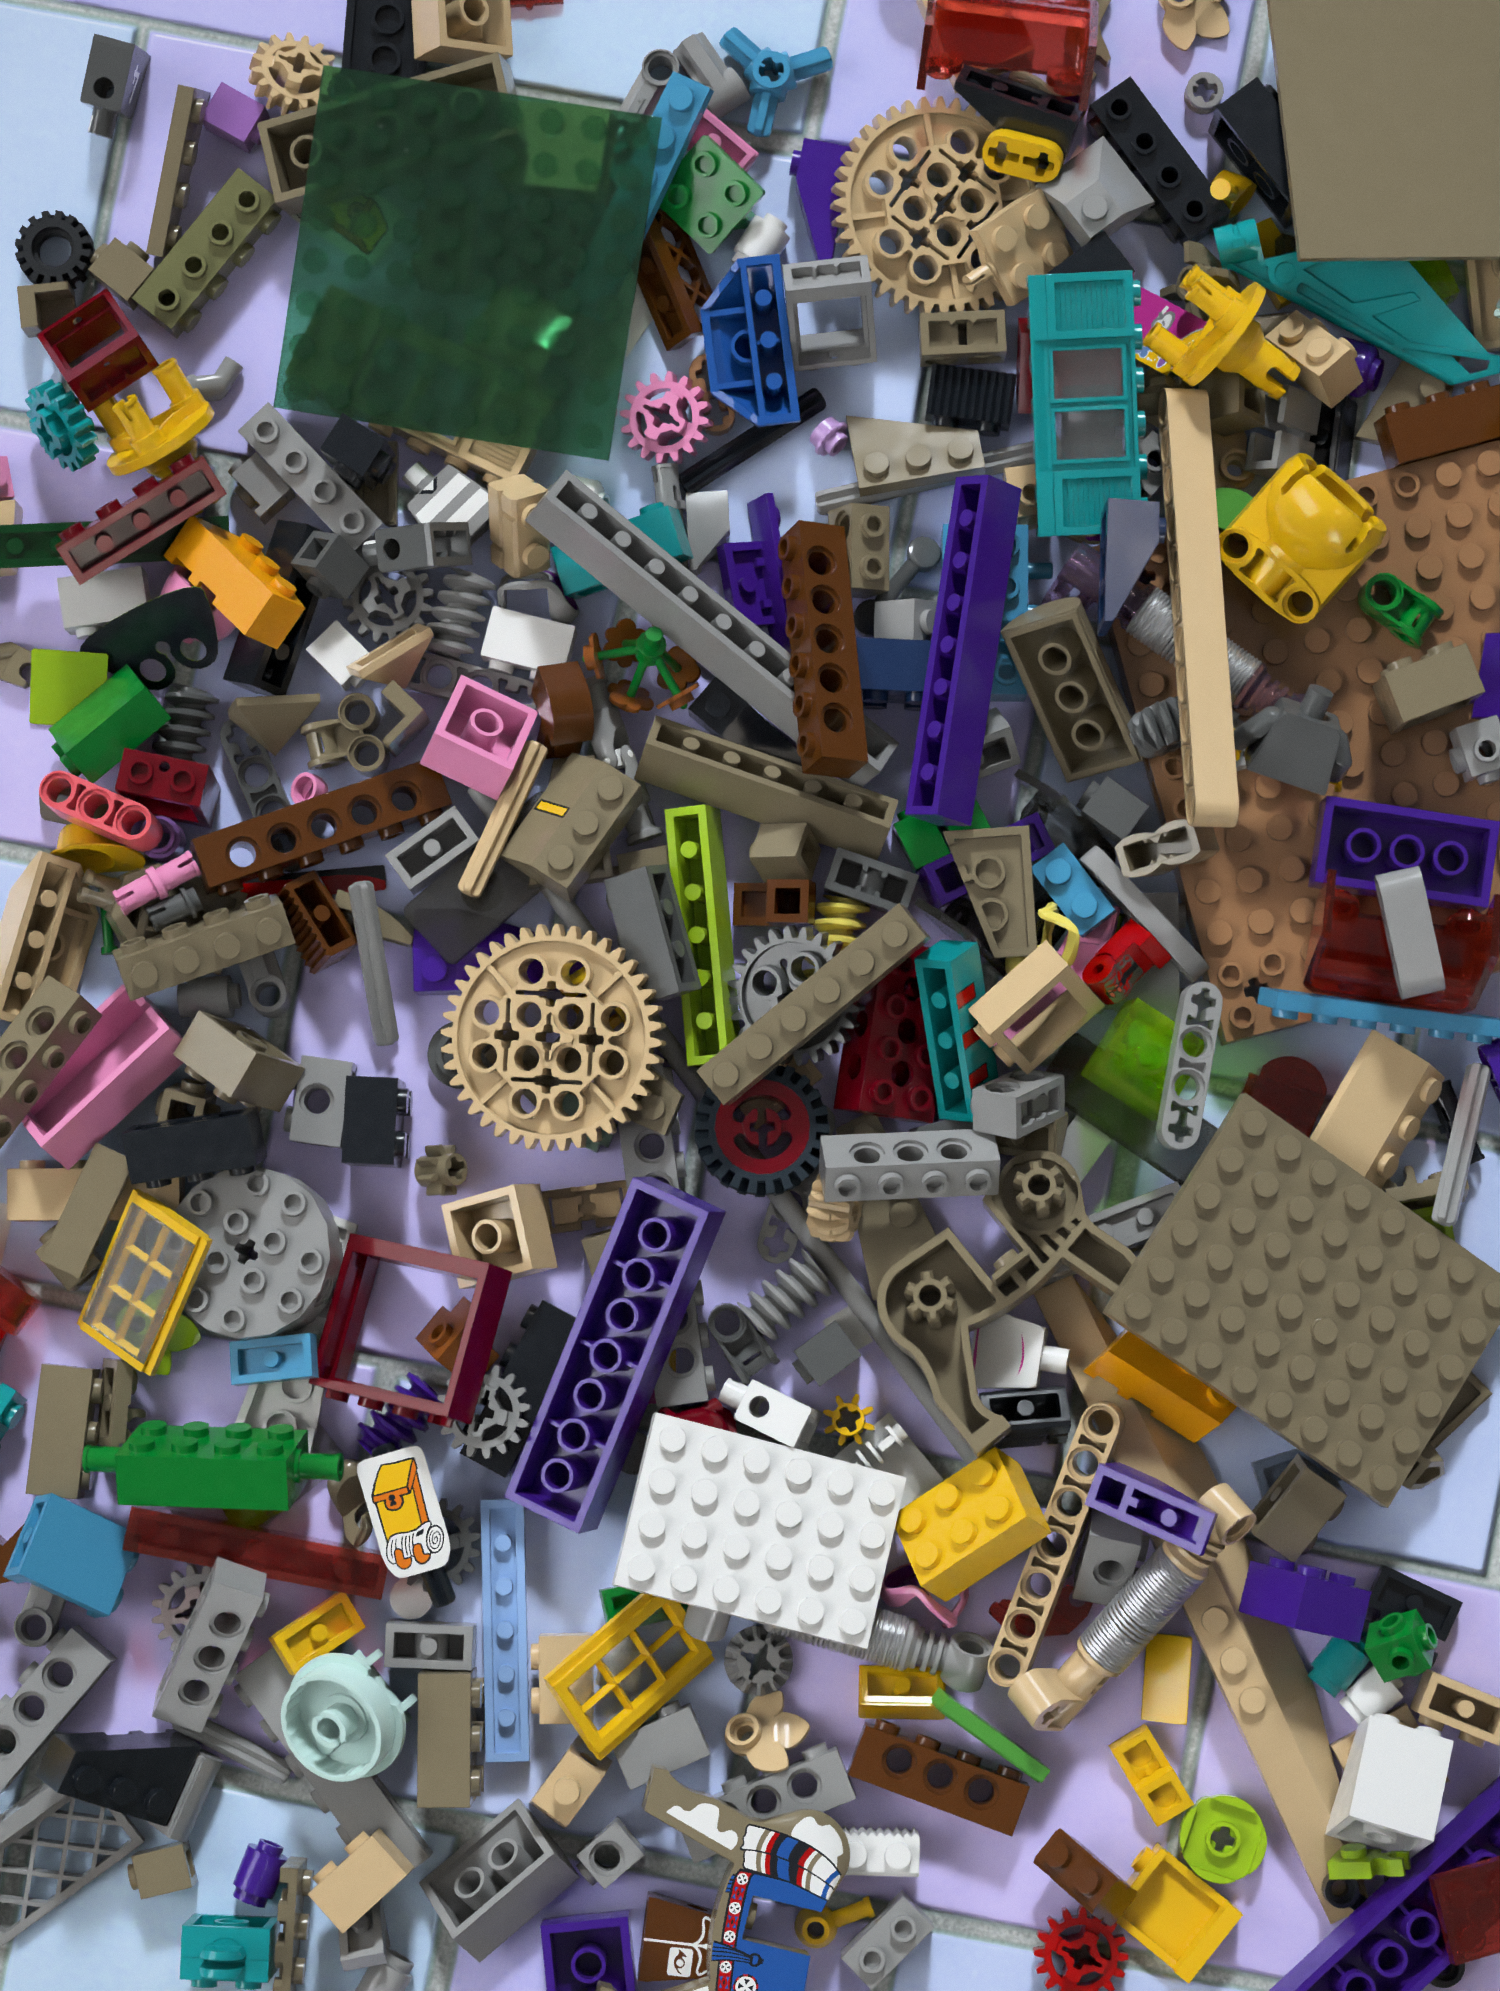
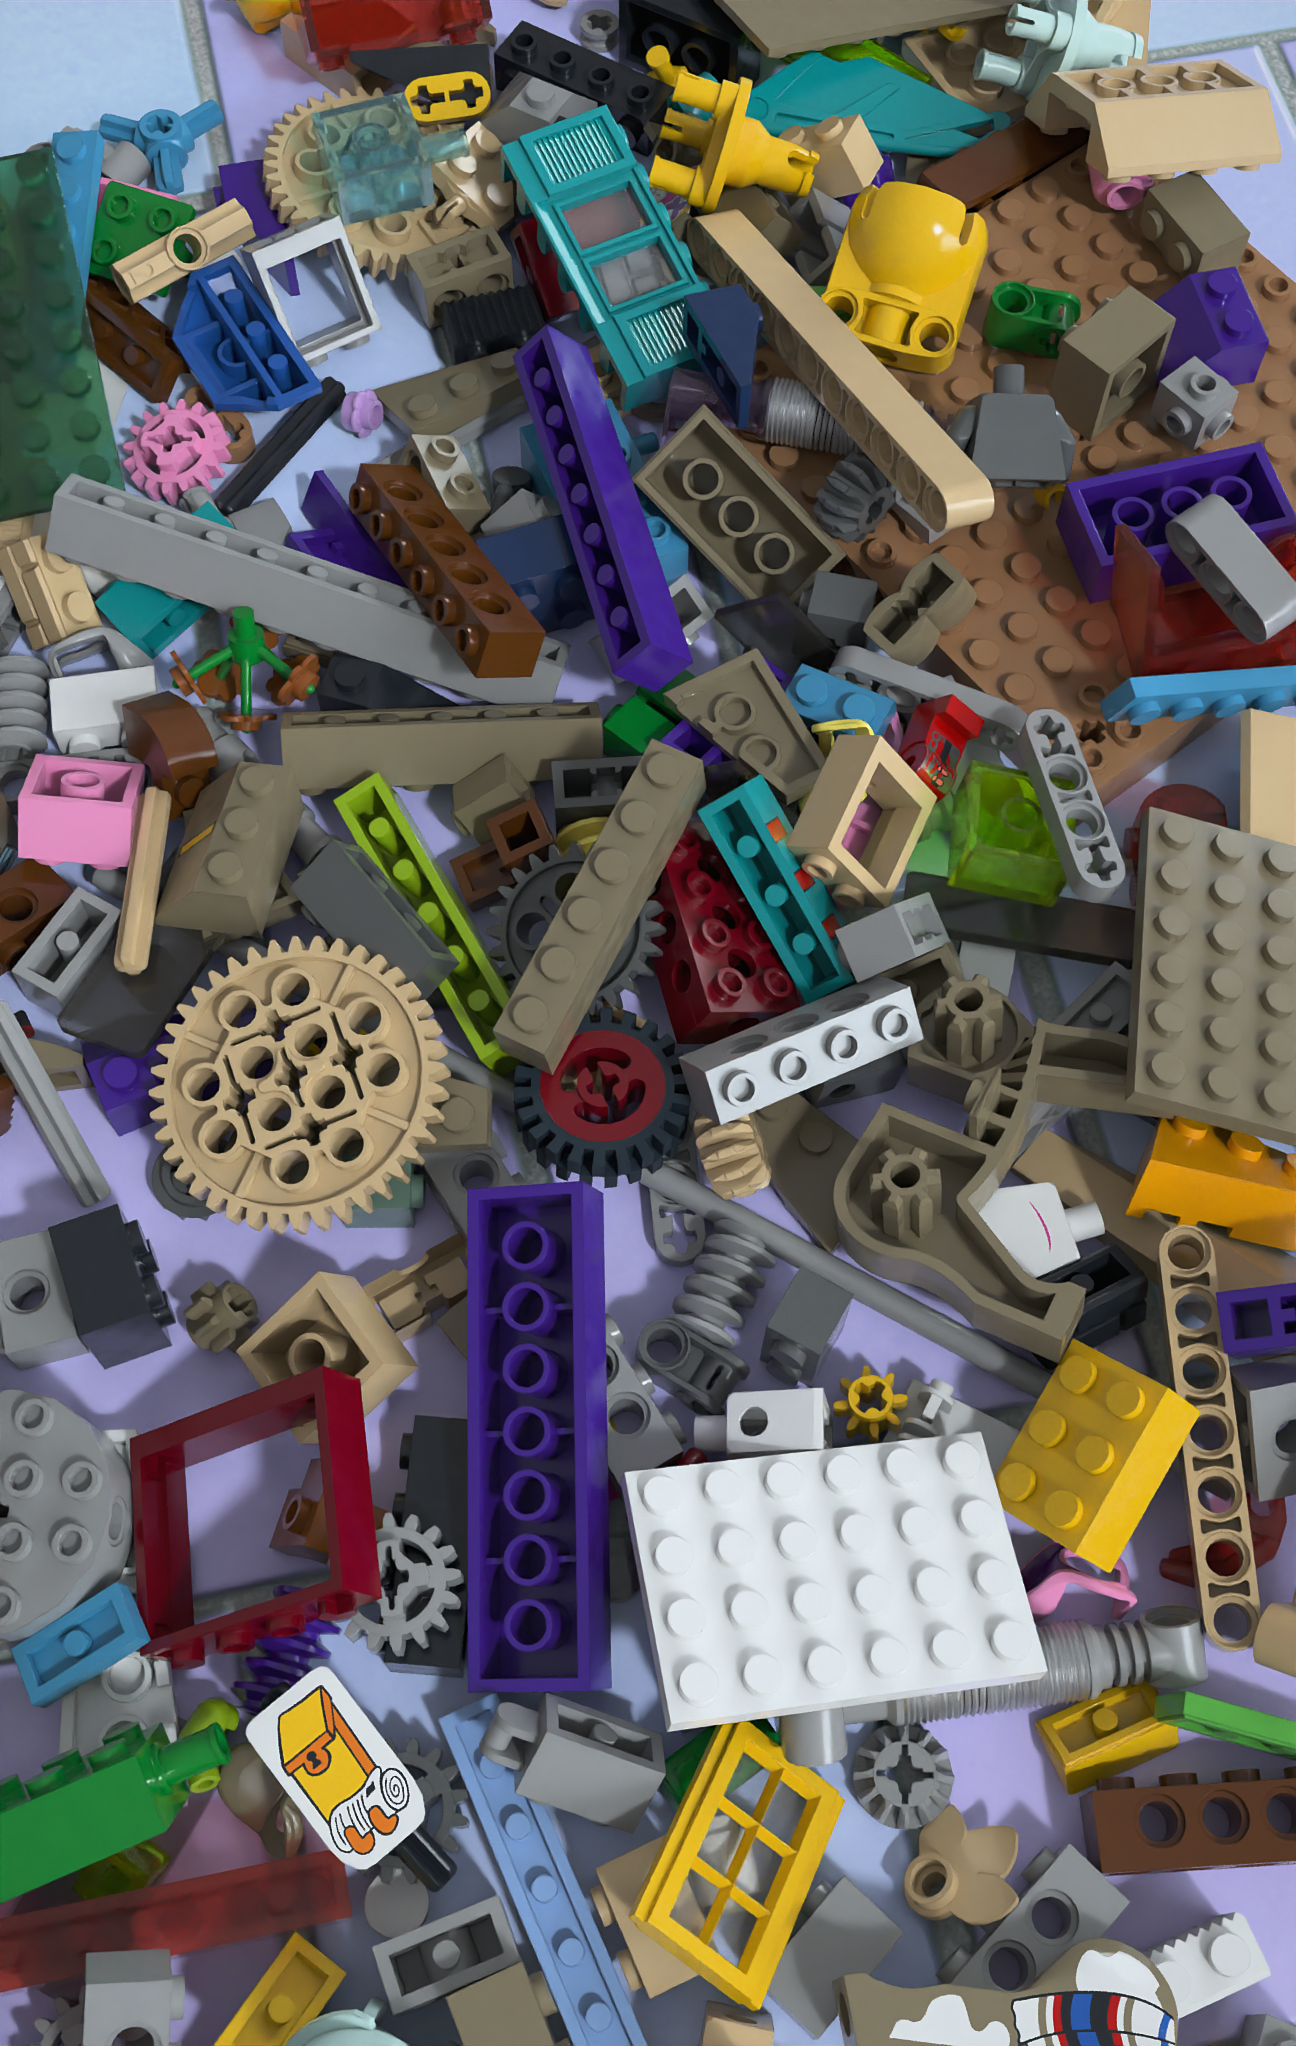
camera: 30 degrees left, 20 degrees down
(334, 1439) = (206, 1713): none -> lime arm
(556, 1567) = (578, 1759): none -> light grey brick
(712, 241) = (156, 263): none -> tan piece
(952, 227) = (380, 158): none -> clear light blue brick

